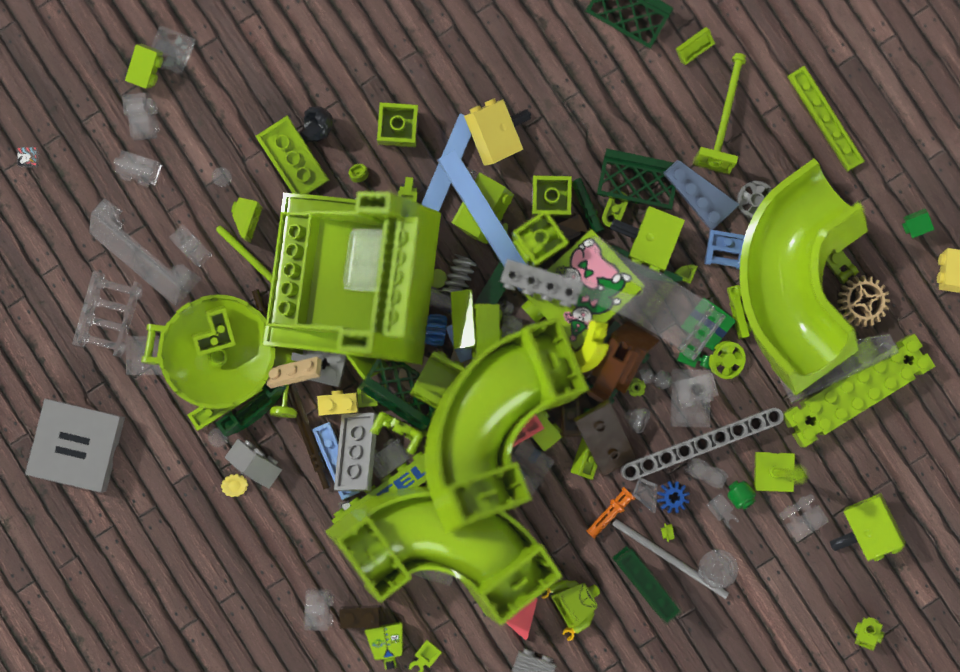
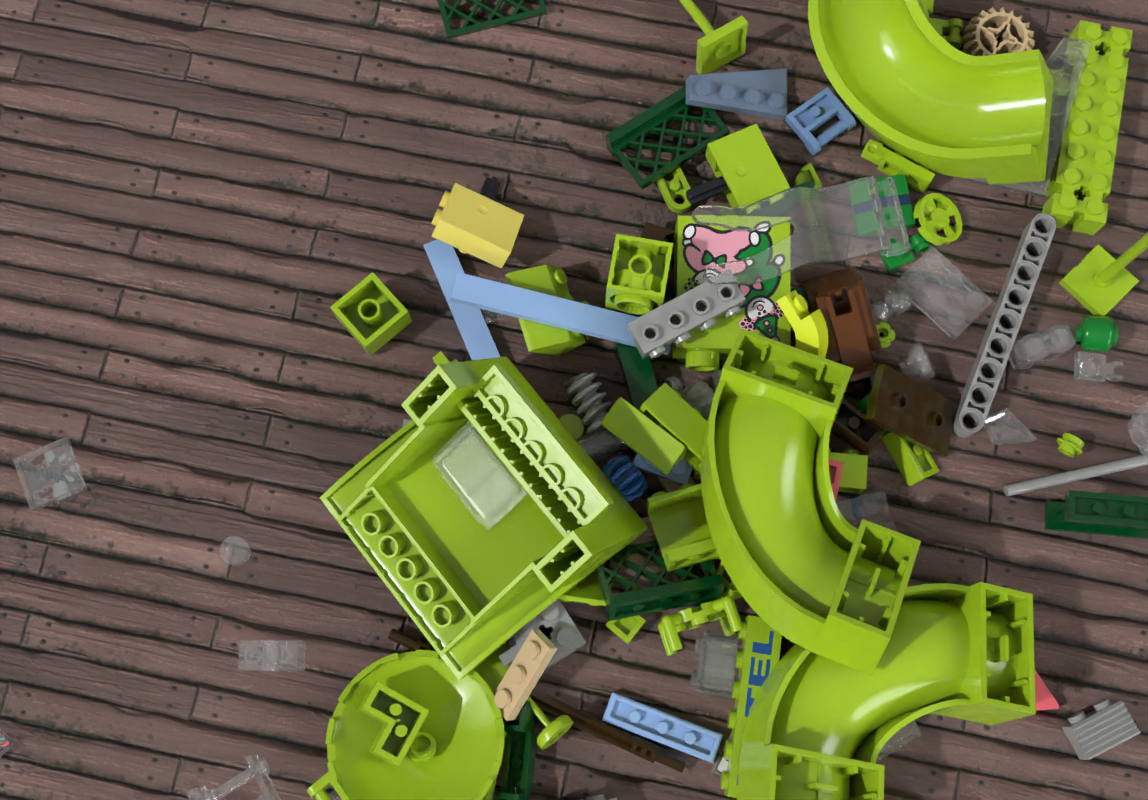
camera: 40 degrees left, 10 degrees down
(138, 168) = (130, 632): clear brick -> none
(141, 115) = (78, 568): clear brick -> none
(144, 66) = (34, 516): lime brick -> none
(172, 283) = (162, 731): clear windscreen -> none
(245, 253) = (341, 605): lime piece -> none
(246, 216) = (302, 563): lime slope -> none
(292, 157) = (291, 453): lime plate -> none
(317, 124) = (286, 397): black hair -> none
(338, 403) = (602, 661): light yellow brick -> none
(355, 452) = (677, 694): light grey plate -> none
(358, 173) = (378, 403): lime tile -> none
(552, 195) = (594, 231): lime brick -> none
(574, 603) = (1070, 616): lime torso -> none
(591, 214) = (641, 209): dark green pin -> none
(617, 505) = (997, 520): orange pin -> none
(670, 491) = (1025, 404): blue gear -> none
(704, 382) = (932, 286): clear brick -> none
(753, 199) = (795, 51): light grey piece -> none

